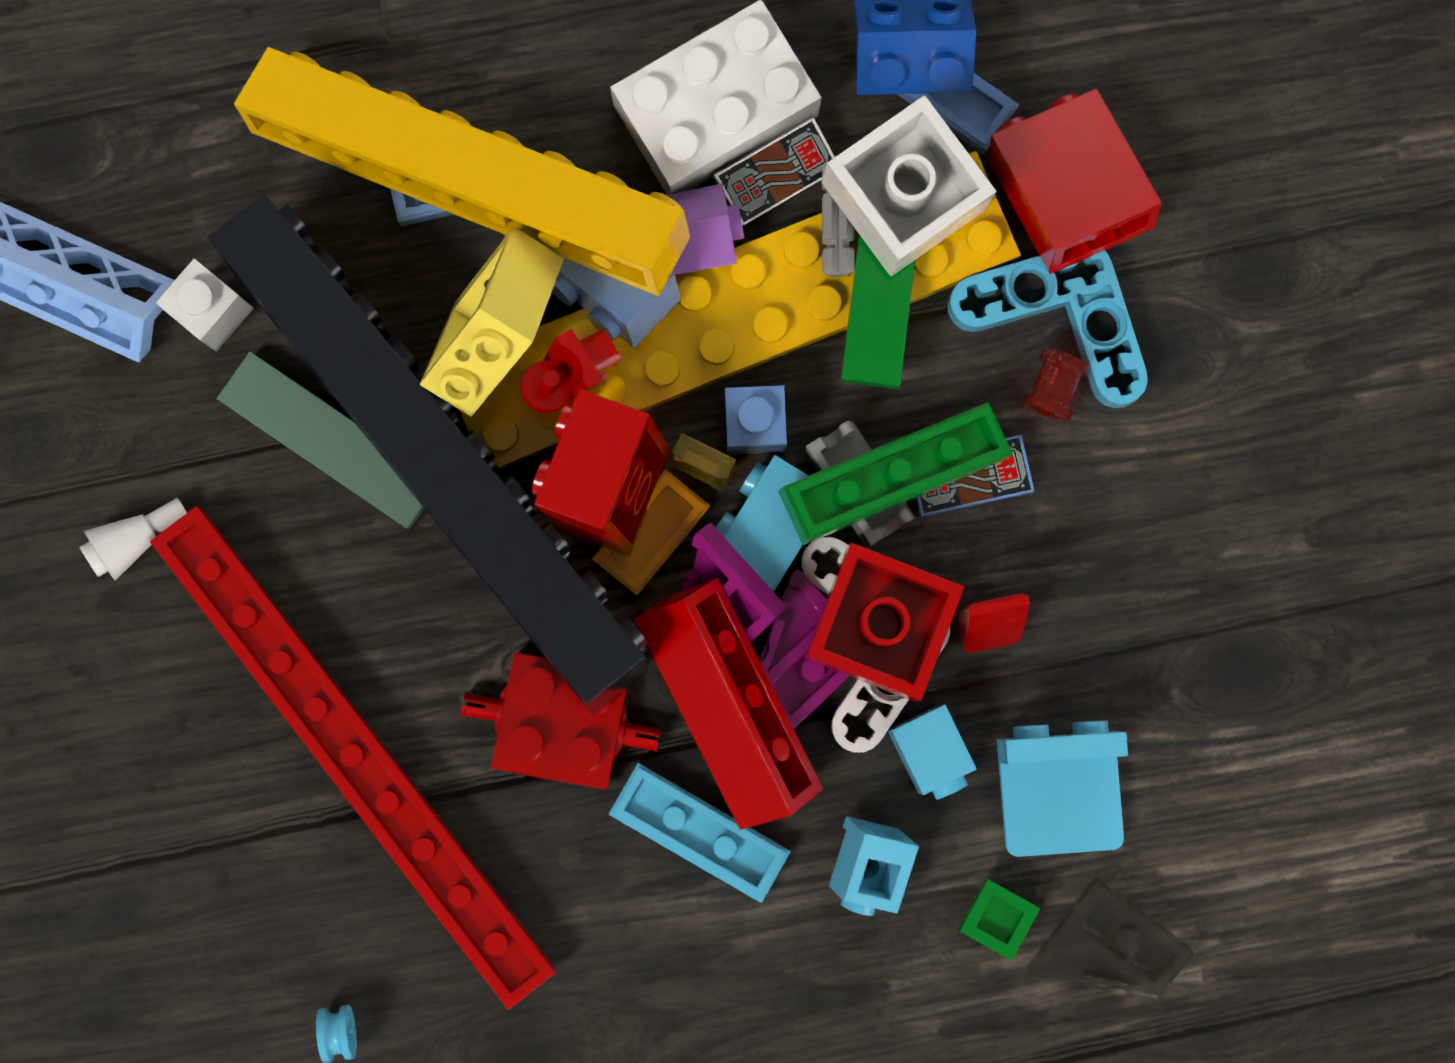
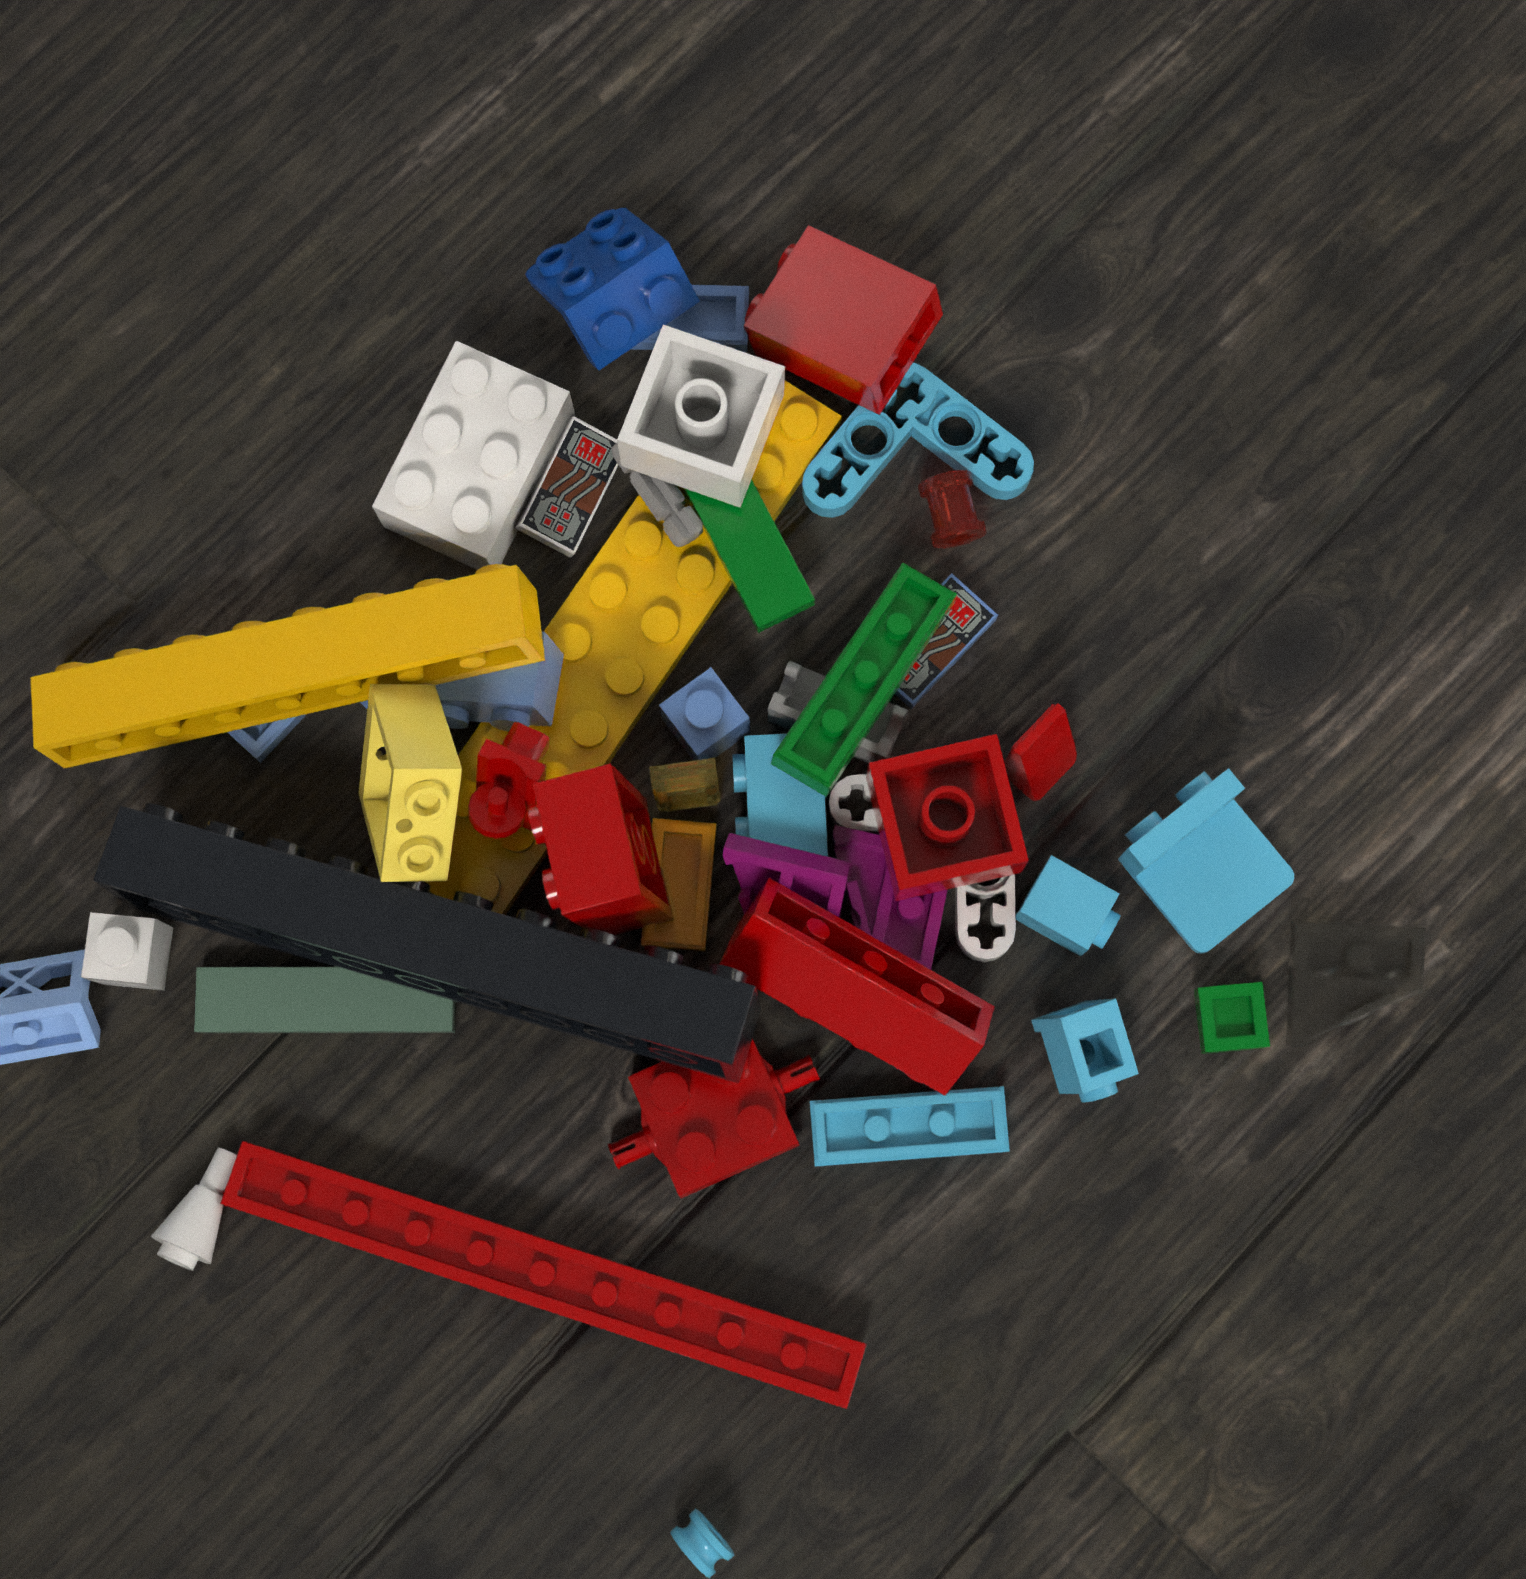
camera: 30 degrees left, 5 degrees down
(711, 229) = (552, 572): medium lavender brick -> none

